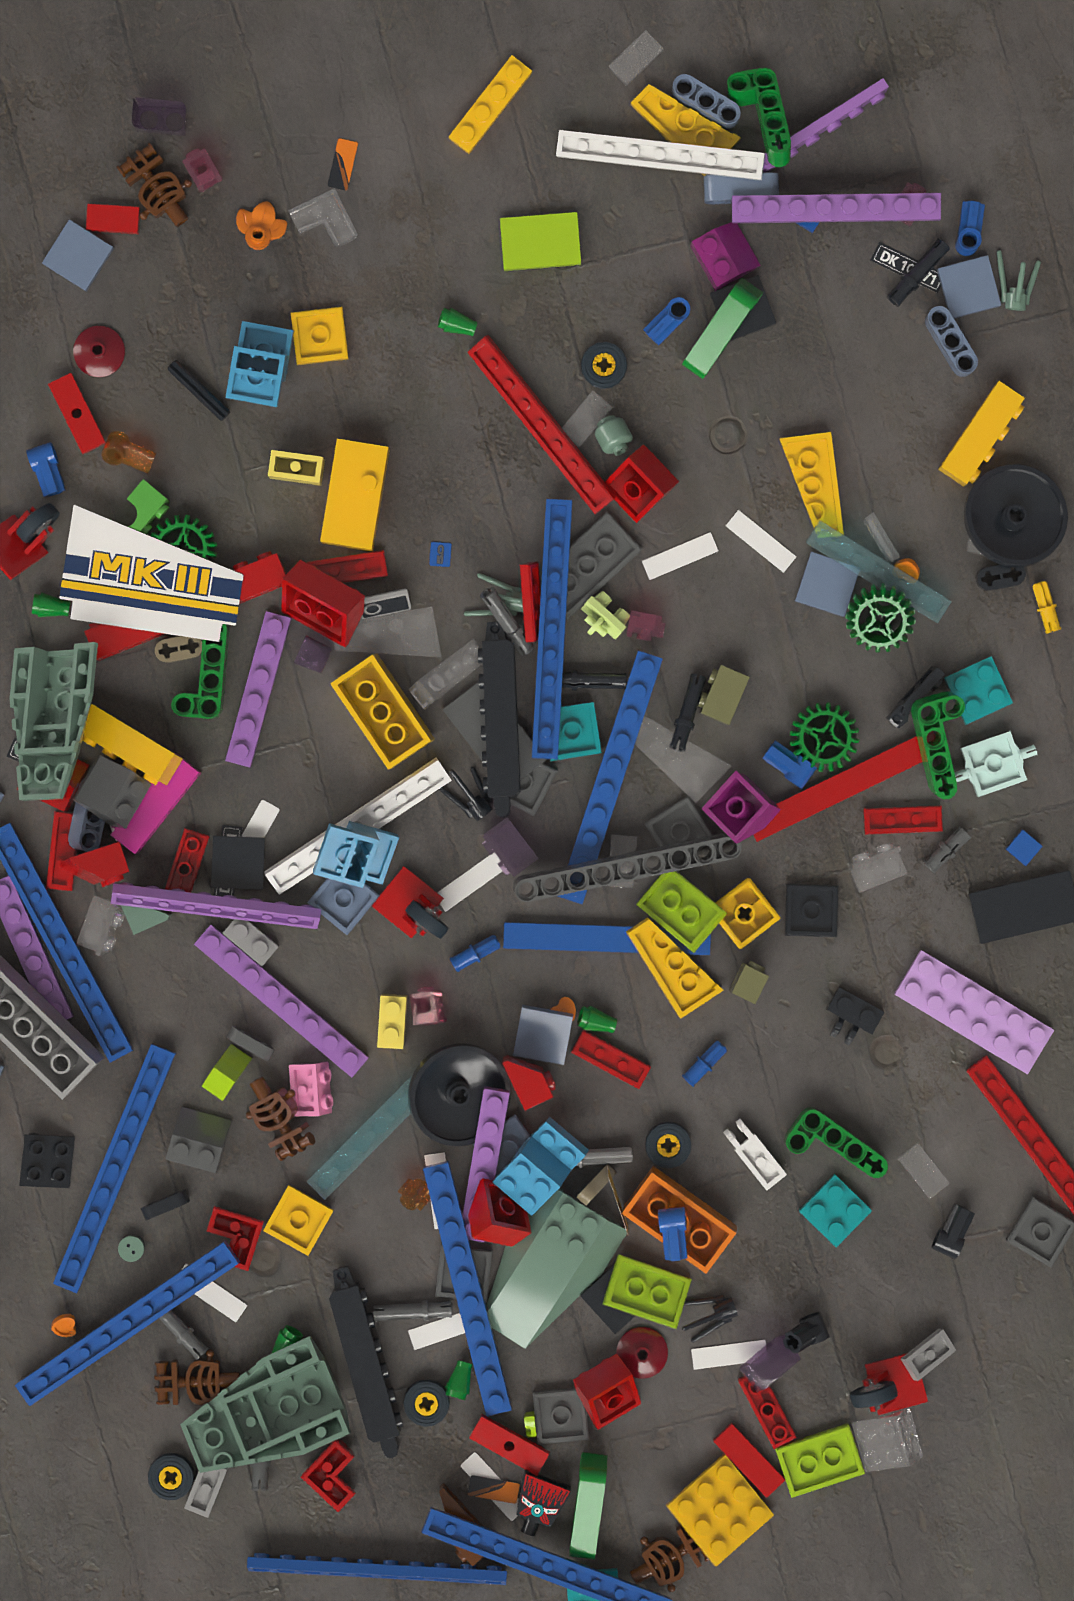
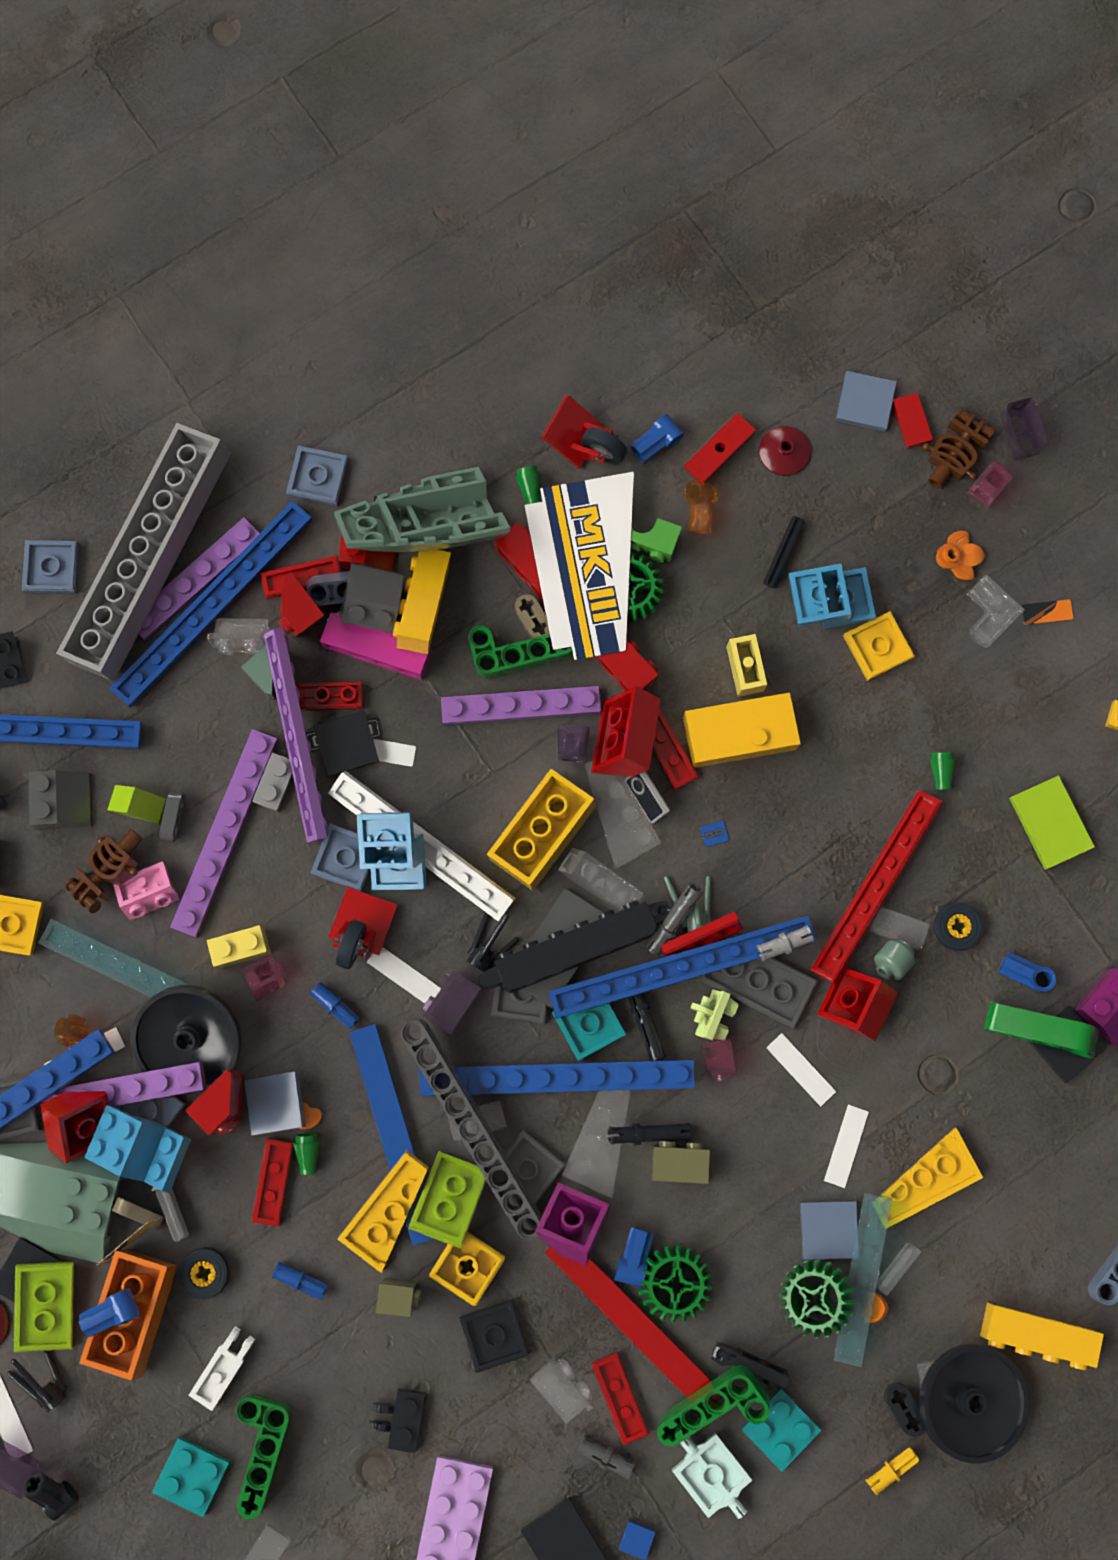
camera: 70 degrees right, 10 degrees down
(564, 530) = (785, 943): none -> light grey pin

